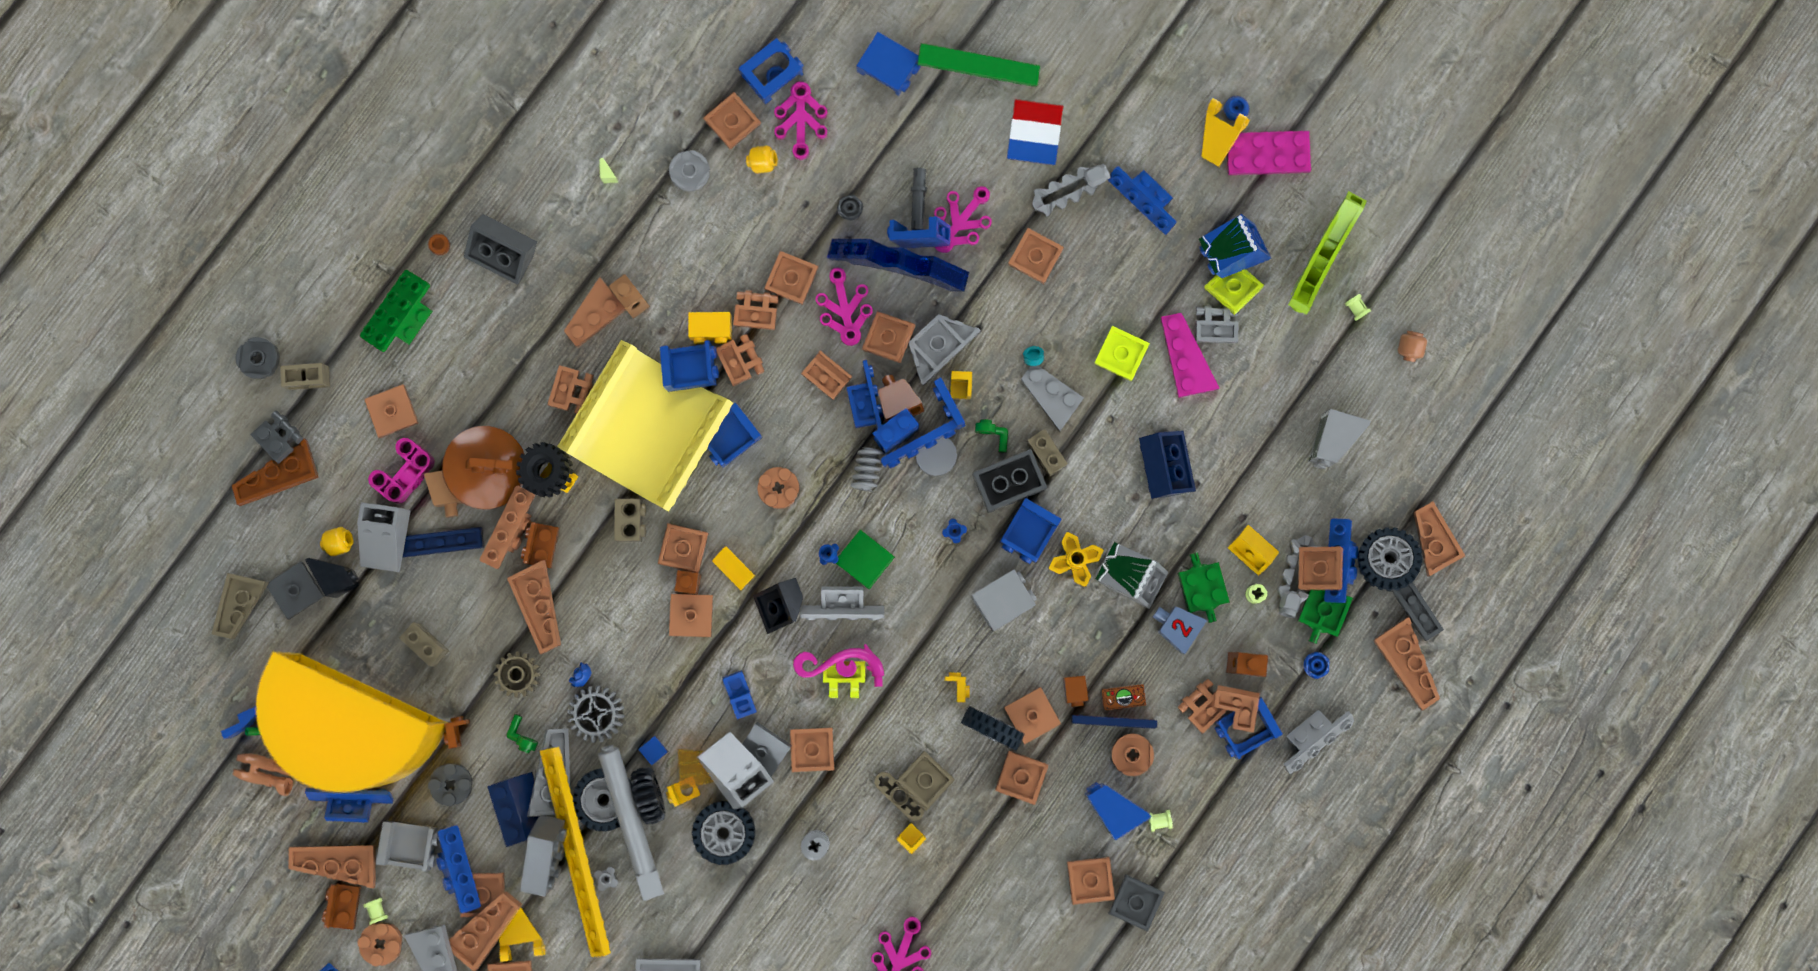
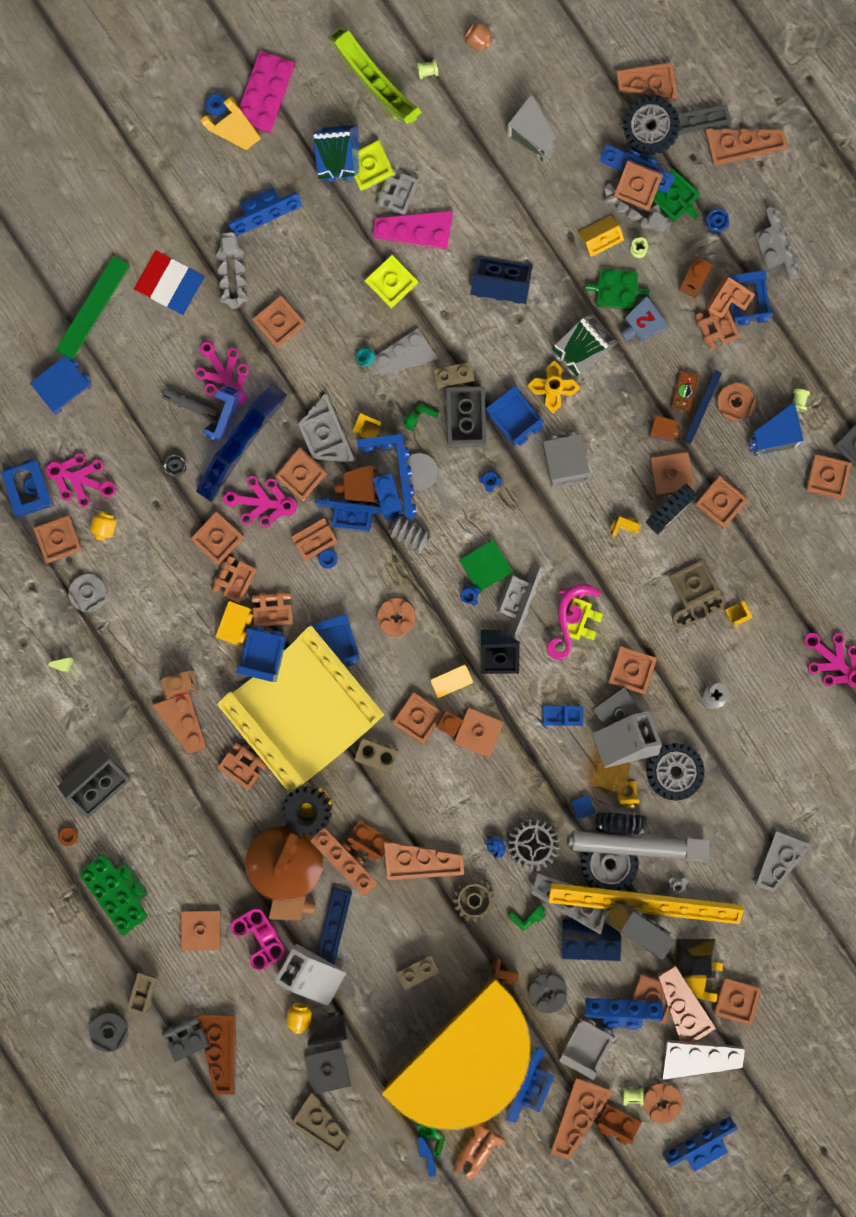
camera: 70 degrees left, 0 degrees up
(538, 925) = (696, 958): none -> black slope
(812, 396) = (327, 559): none -> blue tile

